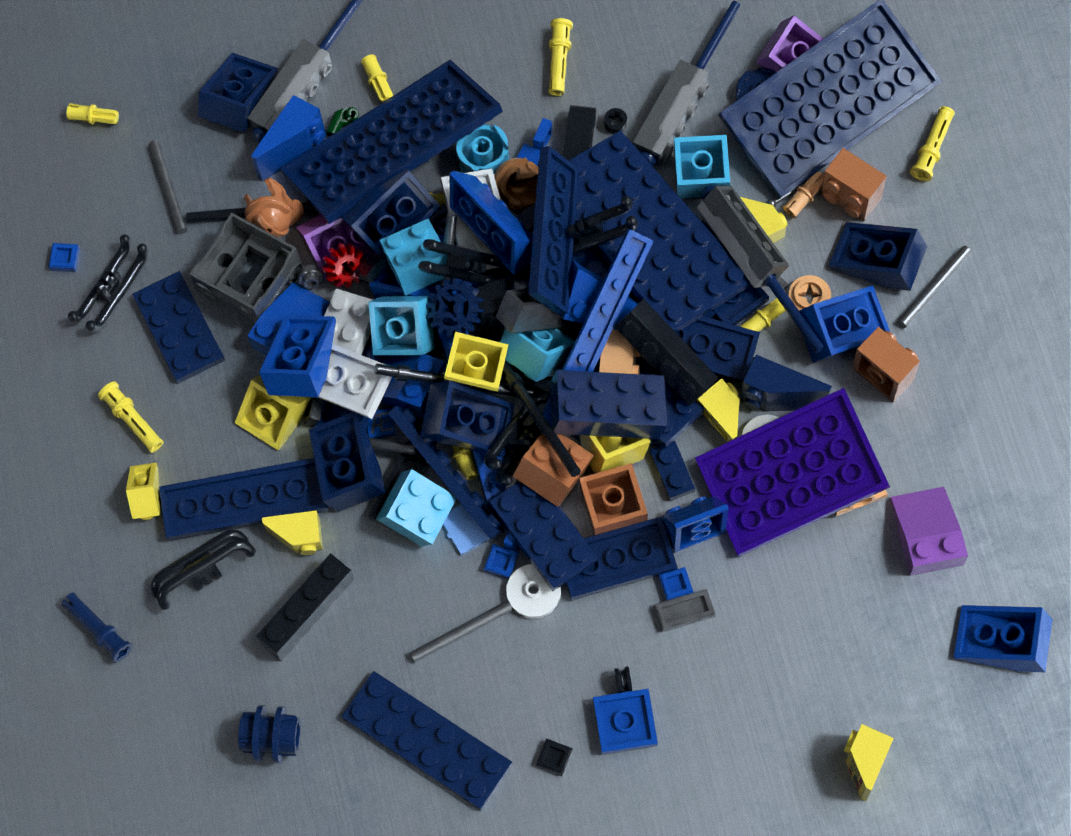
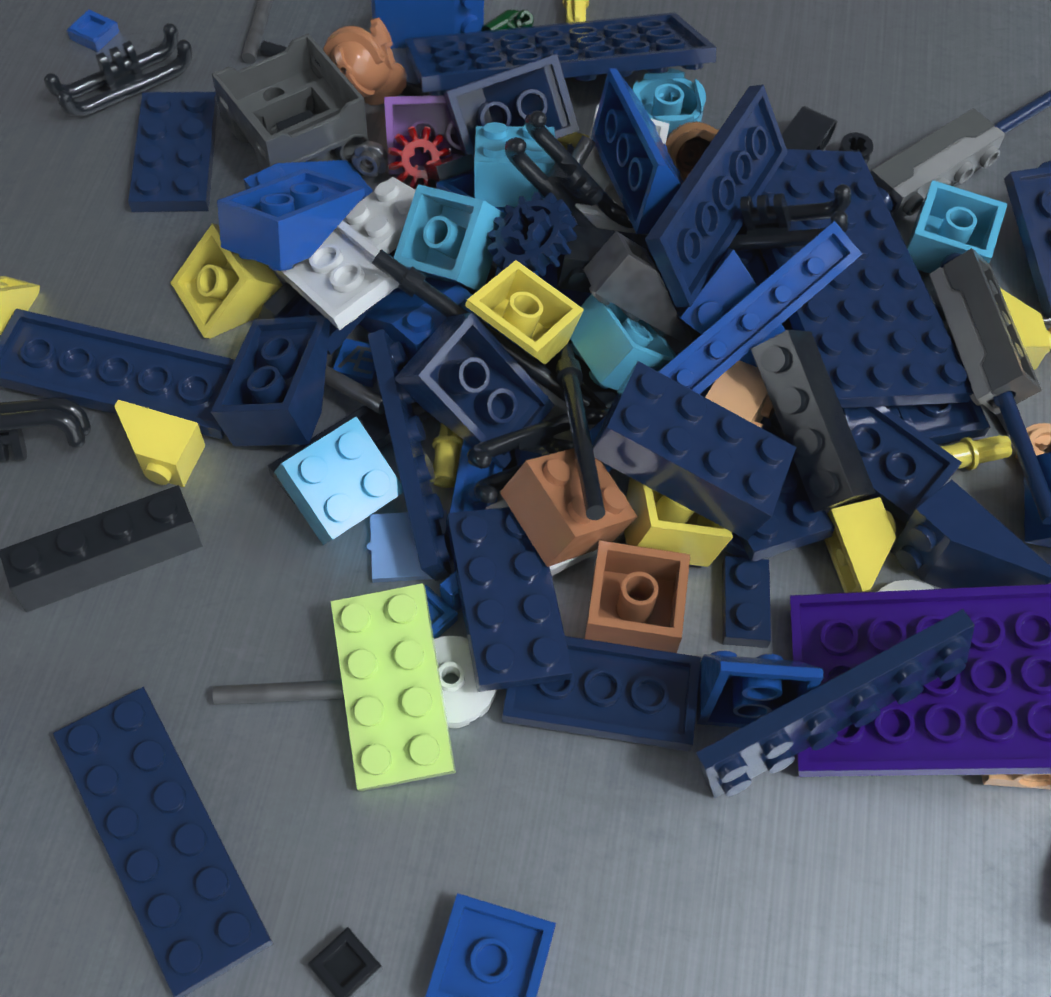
camera: 15 degrees right, 10 degrees down
(122, 408) = (42, 206): light yellow pin -> none
(505, 609) = (392, 688): none -> yellowish green plate
(559, 47) = (818, 49): light yellow pin -> none
(623, 679) = (521, 887): black bush -> none
(675, 583) = (677, 774): blue tile -> none
(684, 610) = (674, 821): flat silver tile -> none
(747, 508) = (842, 701): none -> dark blue plate

